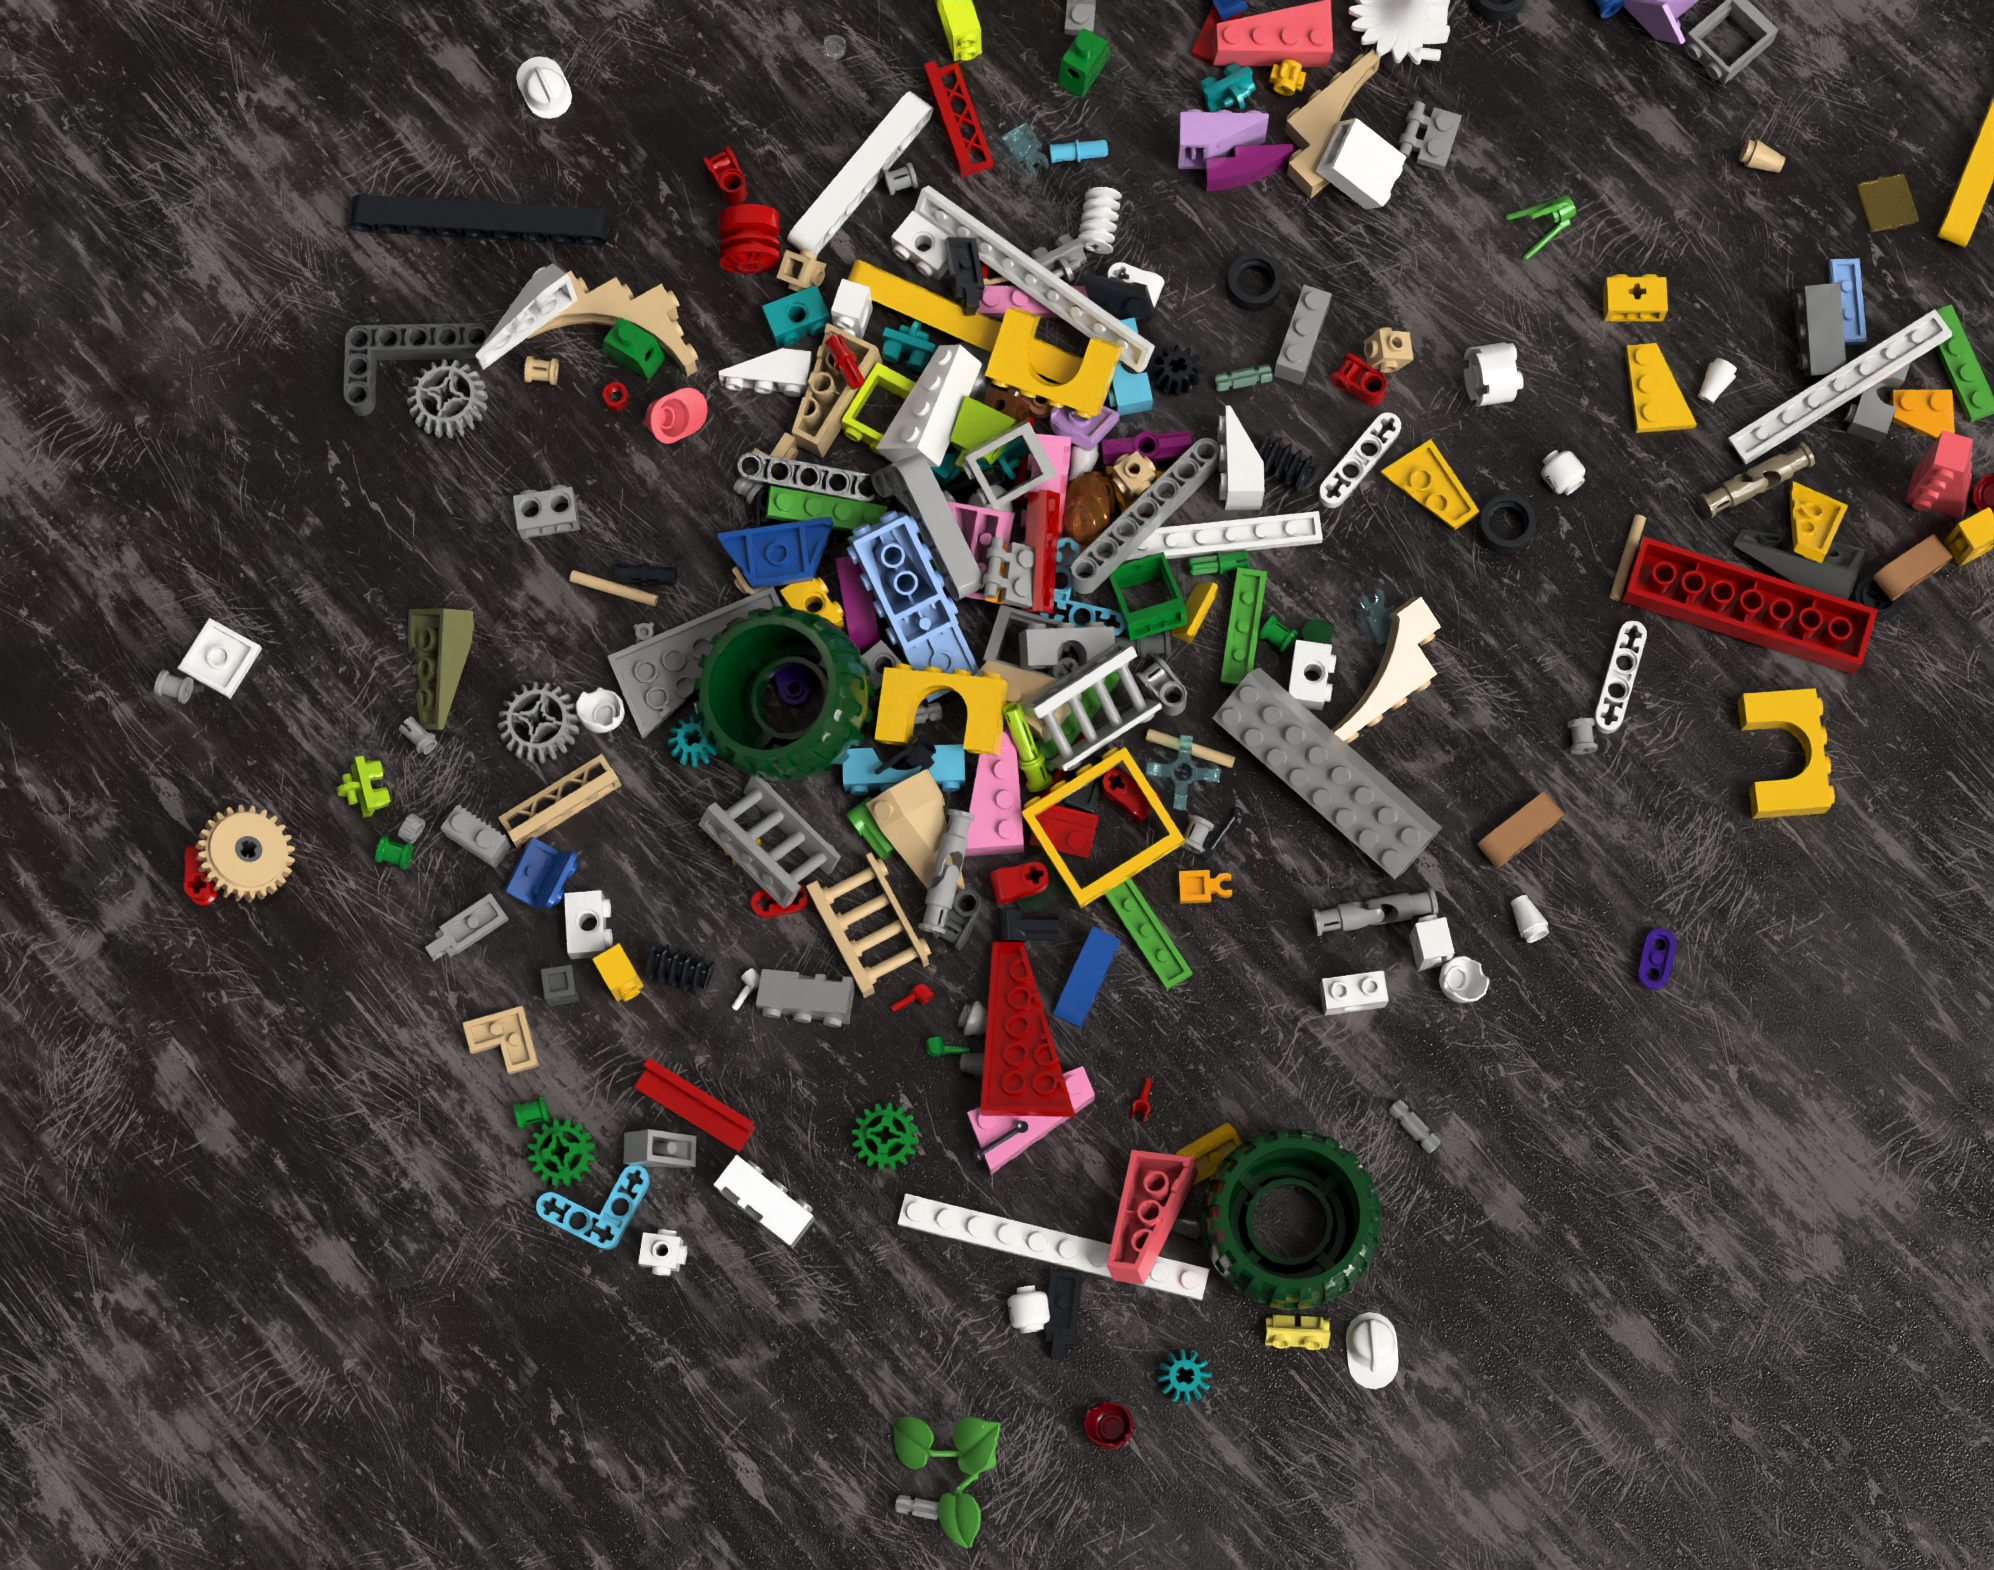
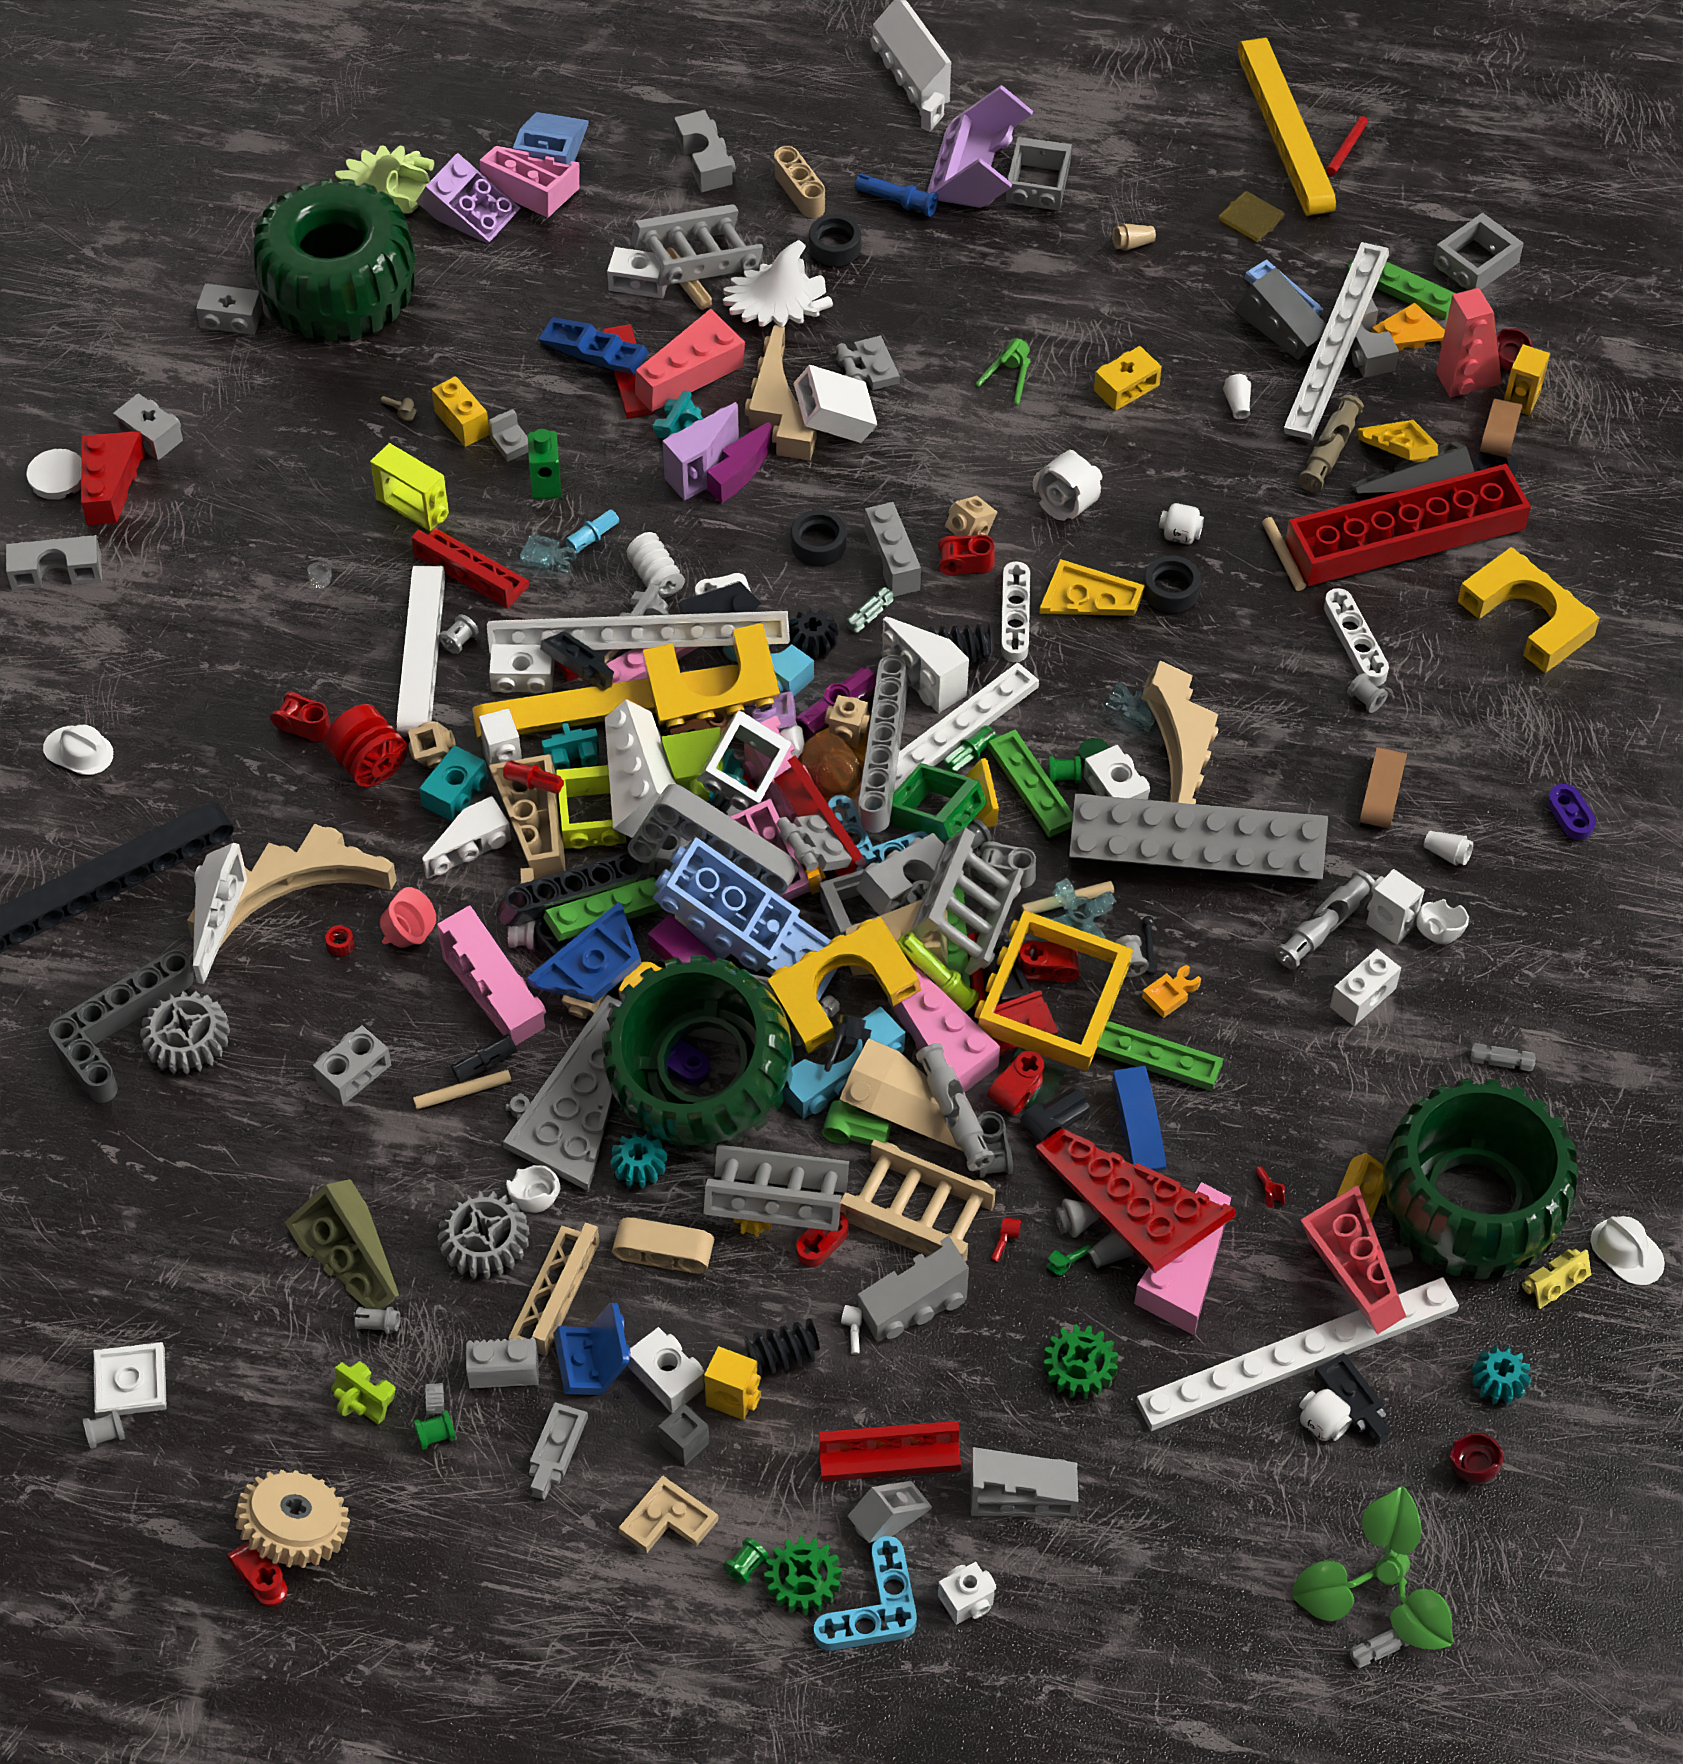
camera: 40 degrees left, 20 degrees down
(541, 370) = (255, 959): tan bush -> none
(629, 347) = (327, 889): green torso -> none
(659, 824) = (663, 1245): none -> tan beam
(697, 511) = (490, 976): none -> bright pink wedge
(1021, 1127) = (1194, 1262): black hinge -> none
(1287, 77) = (720, 384): yellow gear -> none
(1654, 392) = (1199, 433): yellow wing -> none

